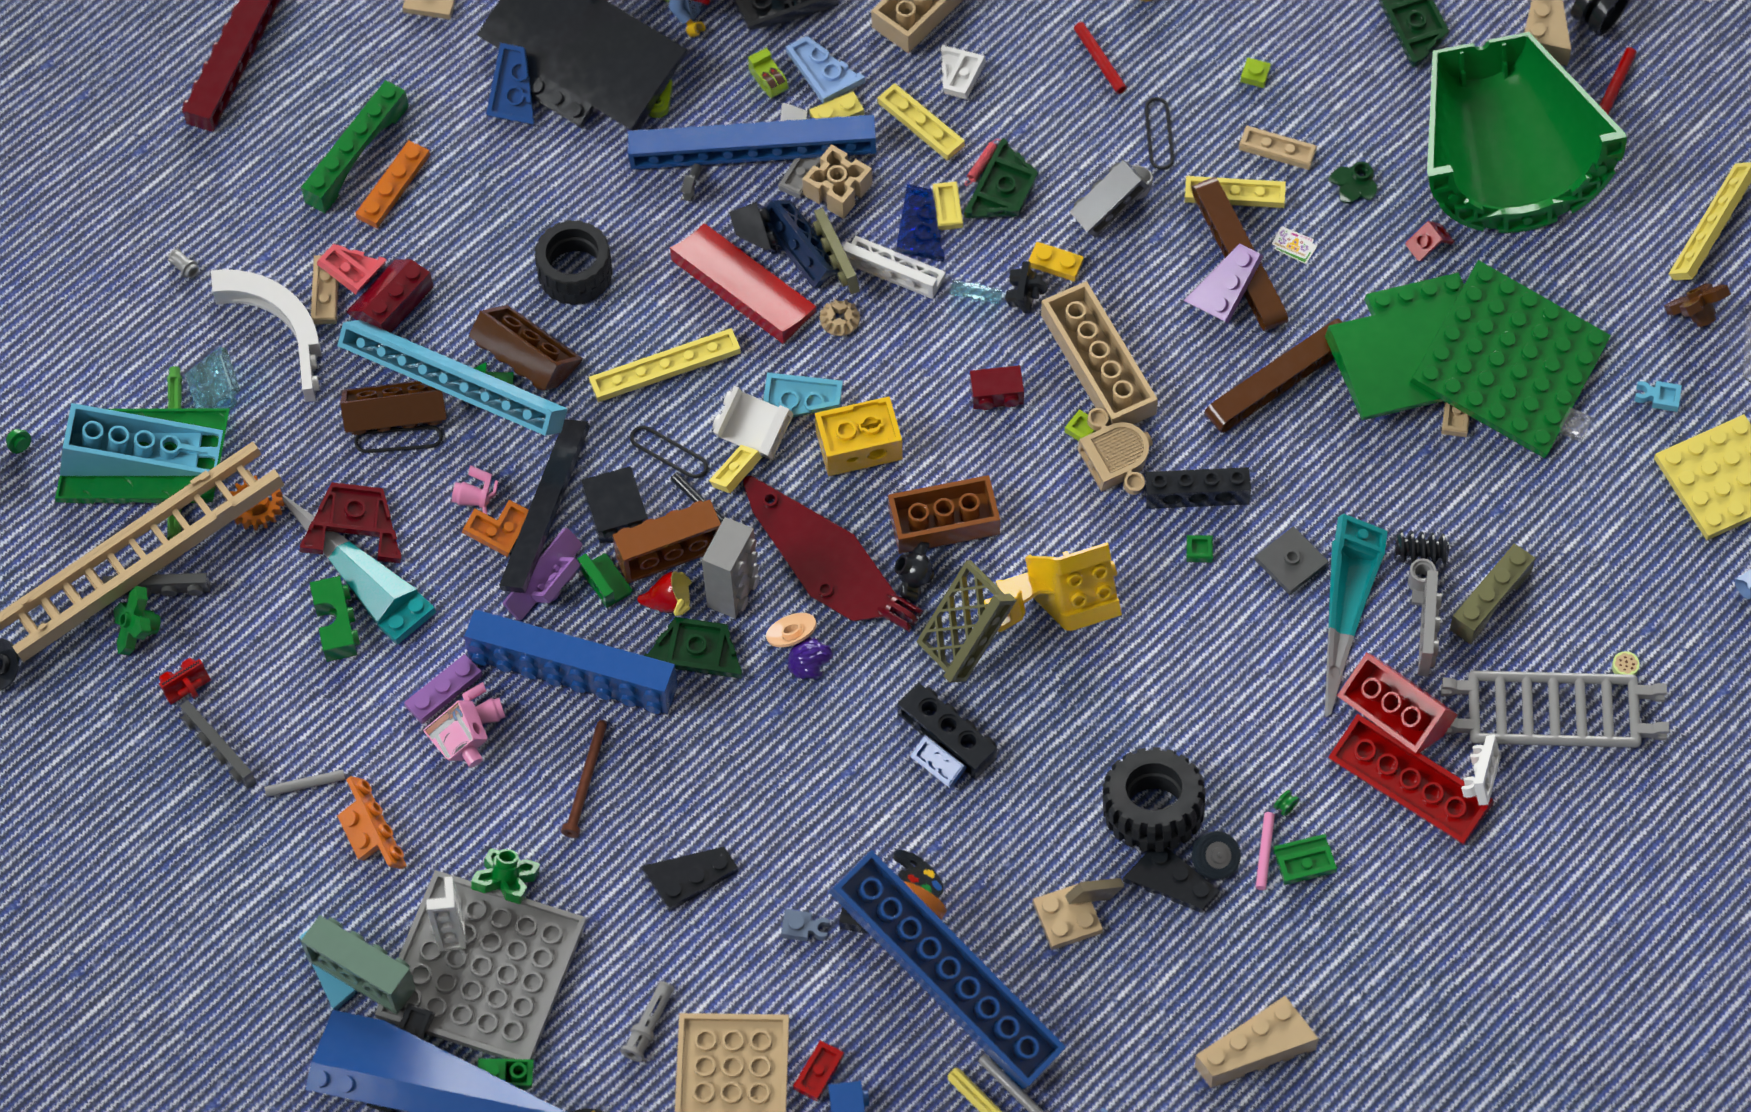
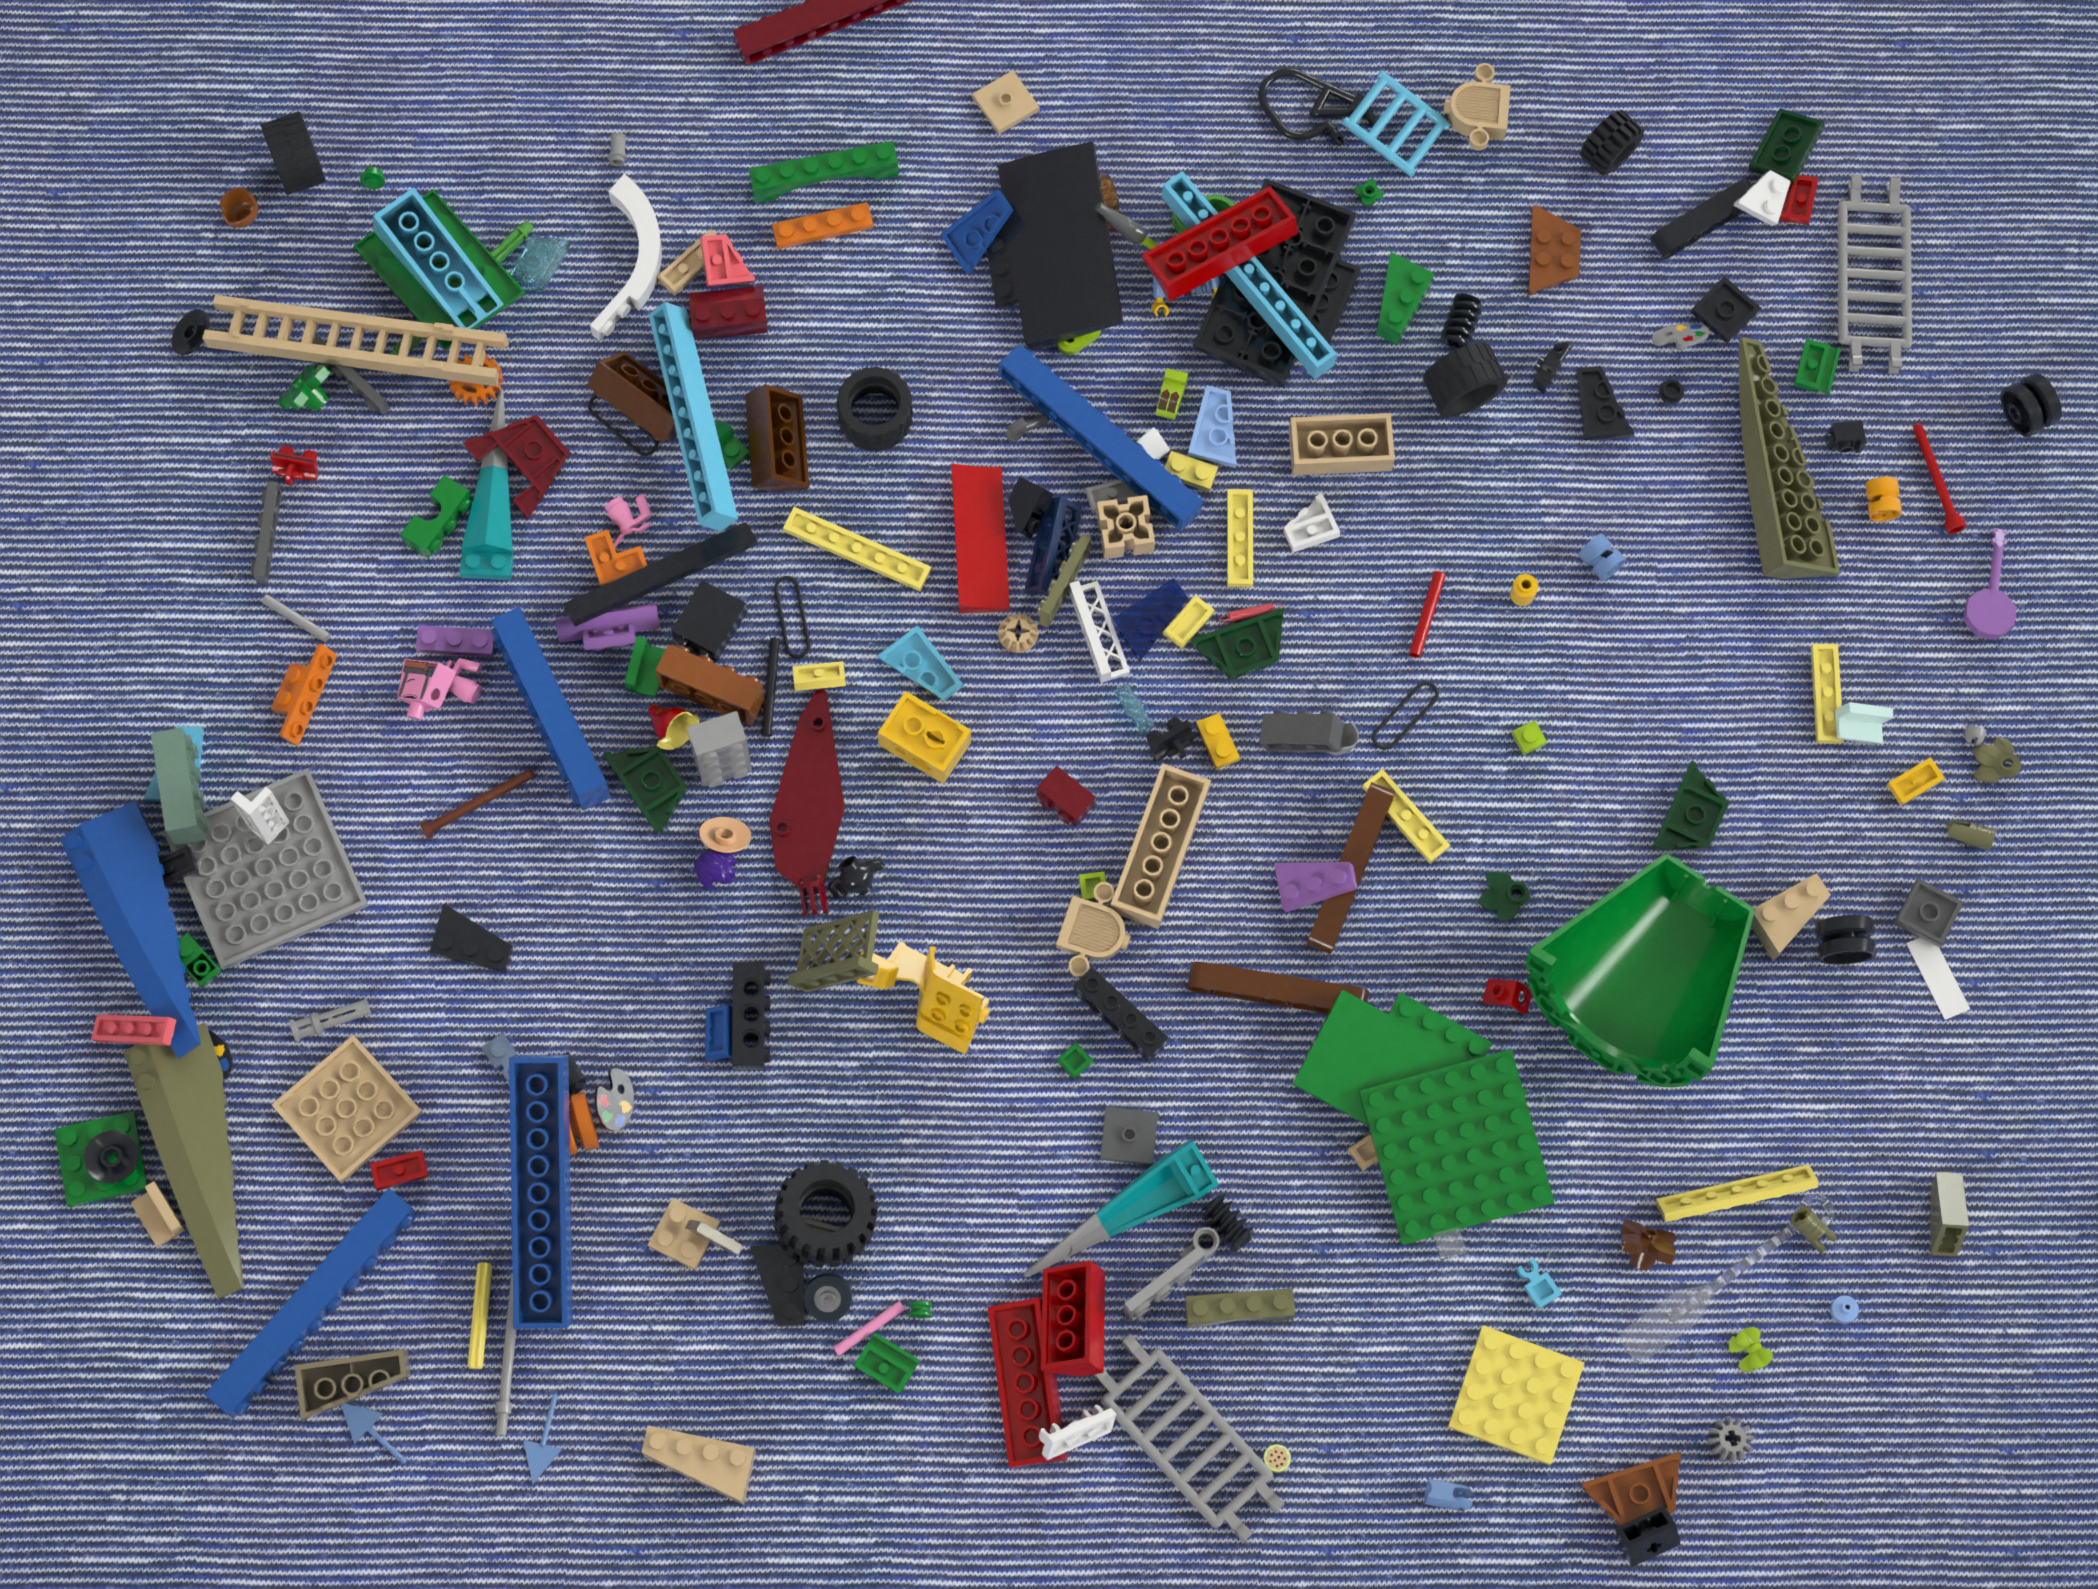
camera: 40 degrees right, 10 degrees up
(505, 873) = (347, 819): green plant -> none
(752, 422) = (866, 653): white panel -> none
(944, 513) = (920, 855): dark orange brick -> none
(1277, 147) = (1479, 812): tan tile -> none
(1294, 244) = (1406, 899): white sticker -> none
(1618, 79) = (1790, 1012): red piece -> none

